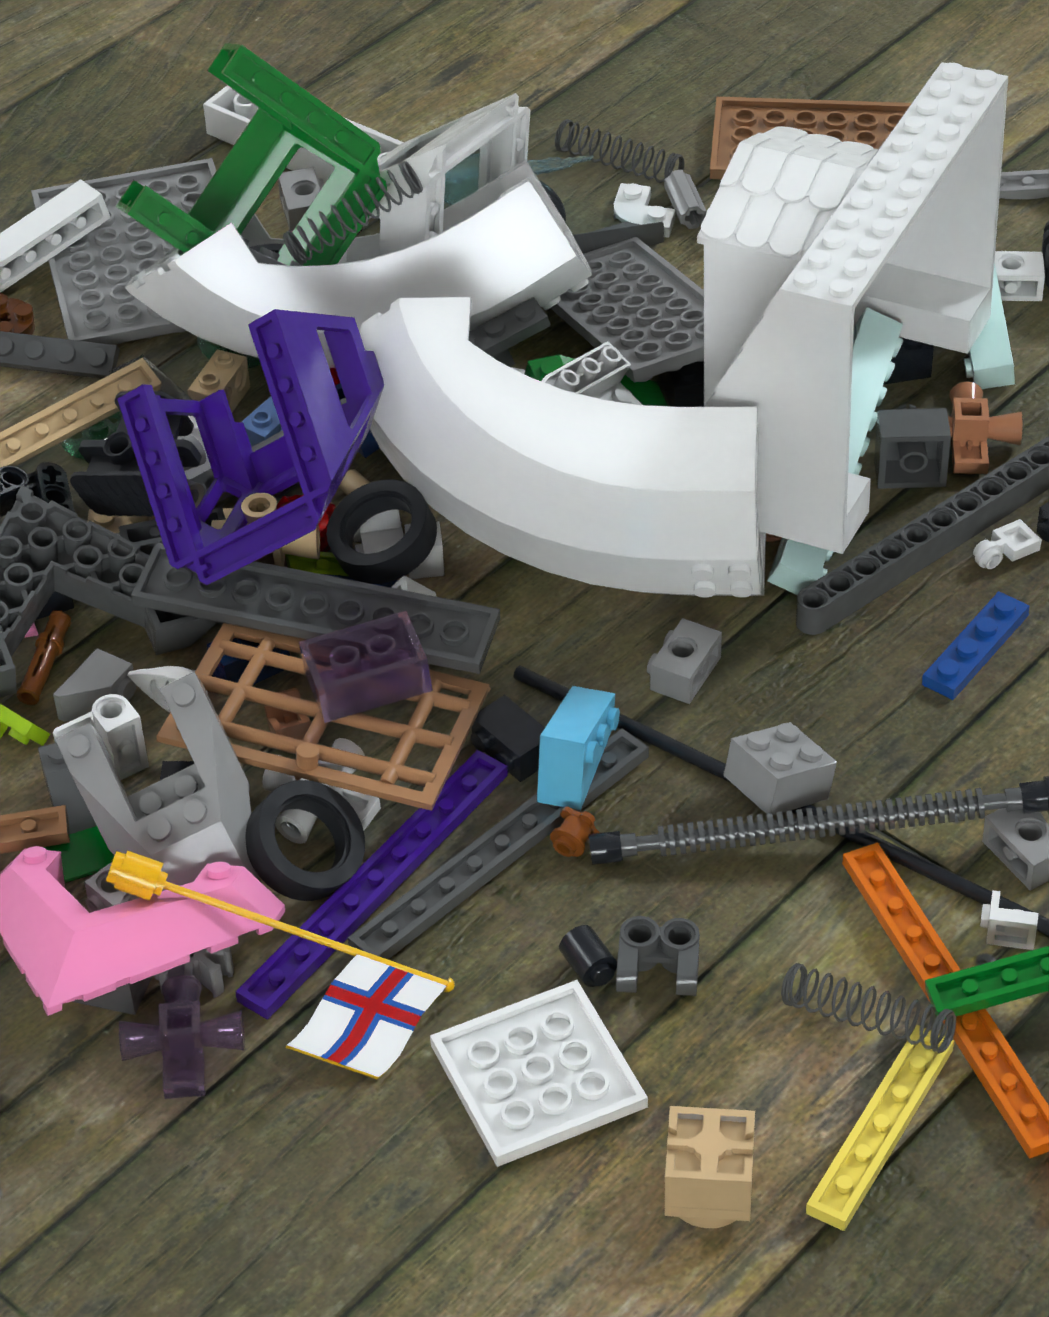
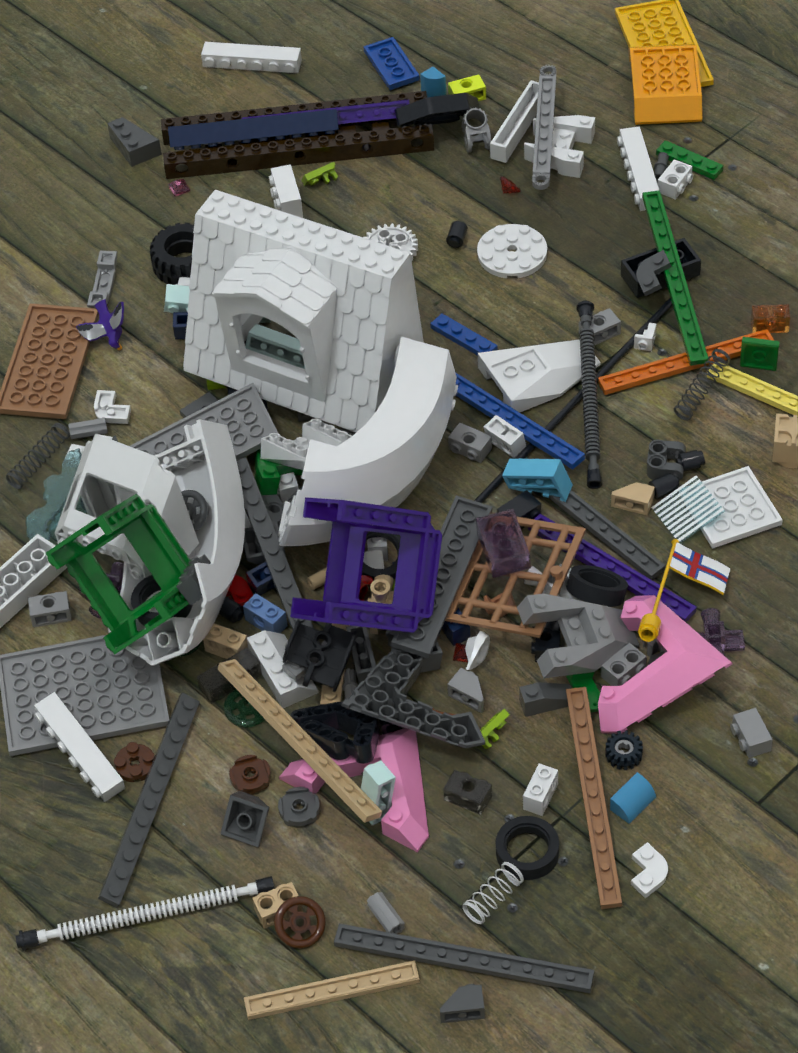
camera: 85 degrees left, 5 degrees up
(119, 729) = (516, 672): white piece -> none
(295, 247) = (169, 479): dark grey piece -> none
(523, 995) = (688, 509): none -> sticker
(551, 910) = (634, 498): none -> tan slope
(573, 833) = (585, 489): dark orange brick -> none
(660, 999) = (691, 460): none -> black brick
(695, 702) = (505, 436): none -> white brick
(744, 713) = (532, 431): none -> blue plate
(780, 768) = (554, 405): light grey brick -> none
(885, 738) = (534, 372): none -> white wedge
(973, 1109) = (759, 353): none -> green plate

